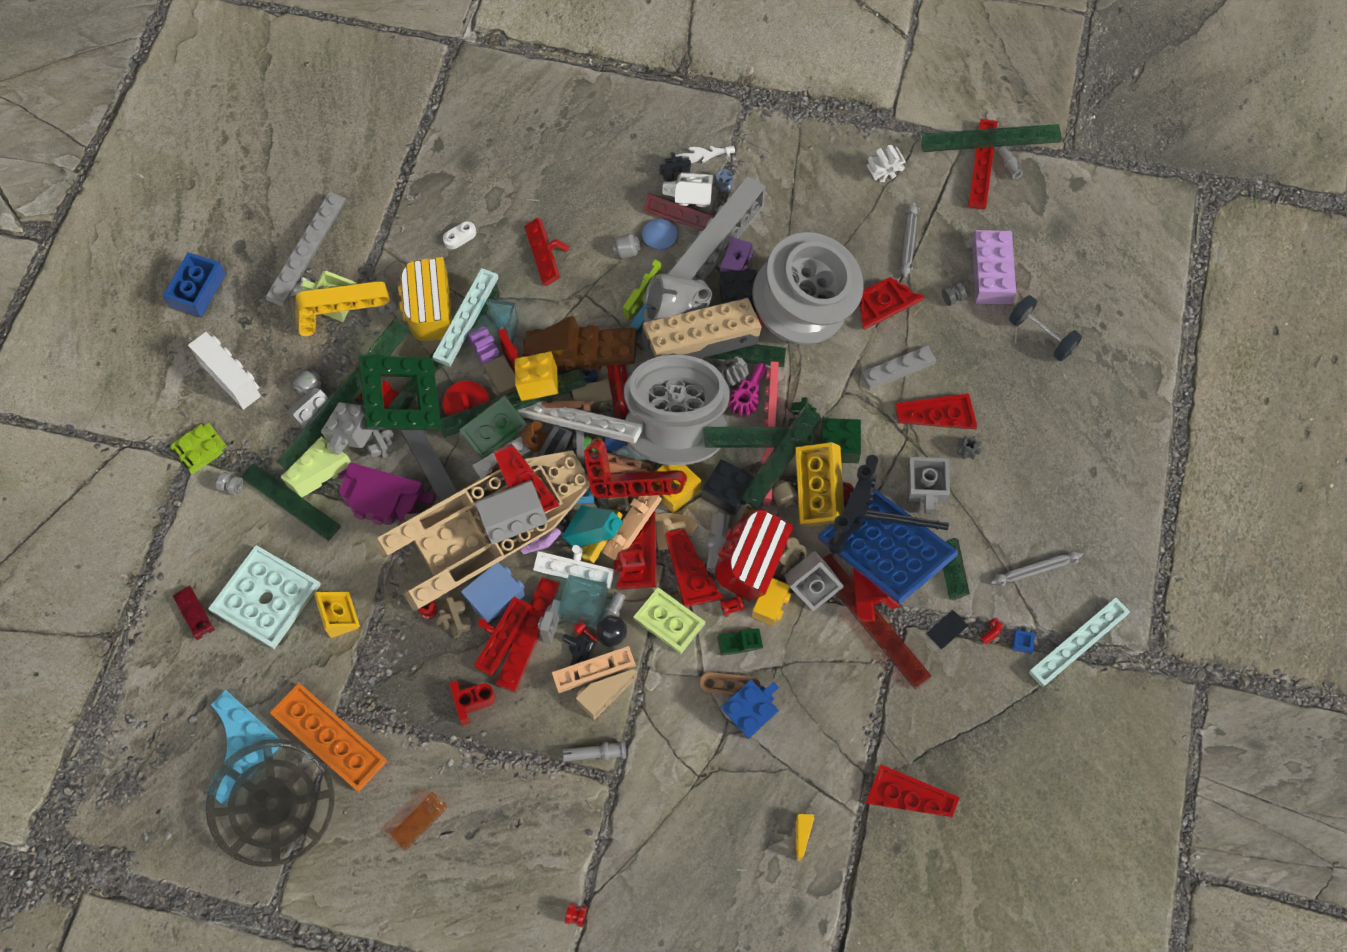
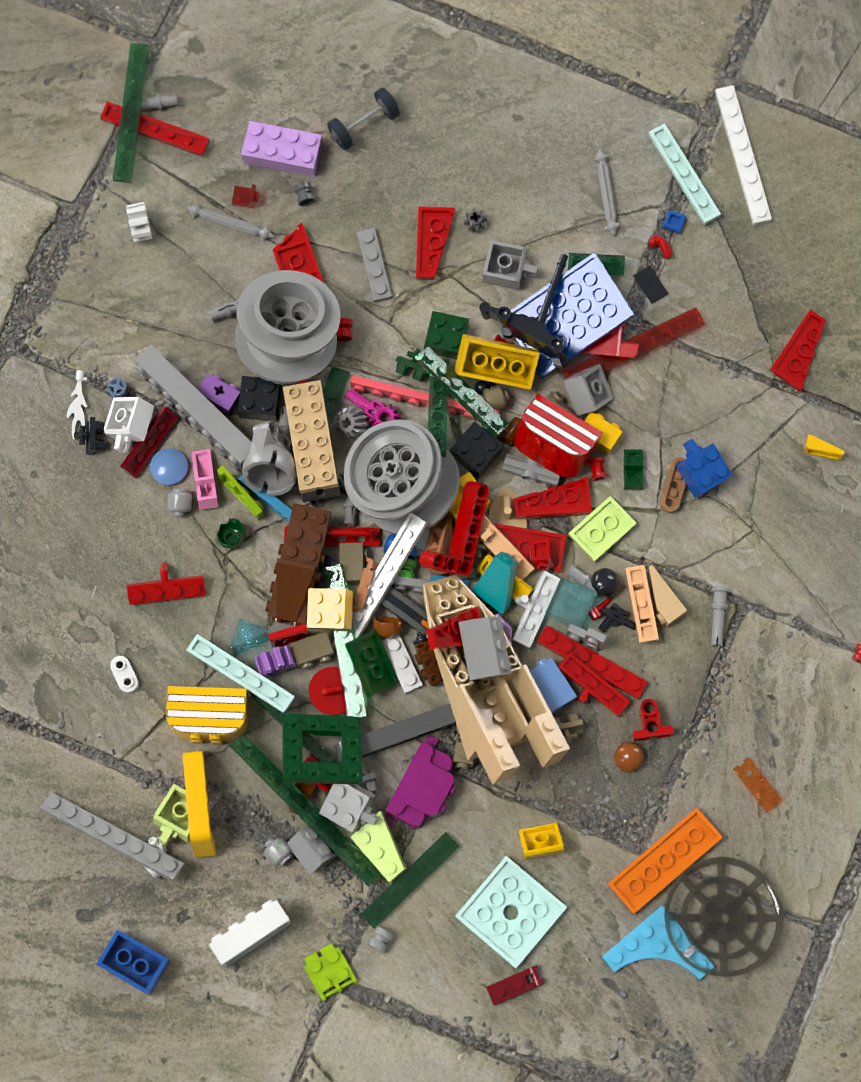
camera: 80 degrees left, 10 degrees up
(434, 685) = (629, 756): none -> dark orange hair
(602, 292) = (231, 534): none -> dark green hair
(639, 265) = (204, 479): none -> bright pink slope
(825, 350) = (344, 331): none -> red wheel
(938, 248) = (245, 196): none -> clear red bracket
(1120, 701) = (743, 155): none -> white plate

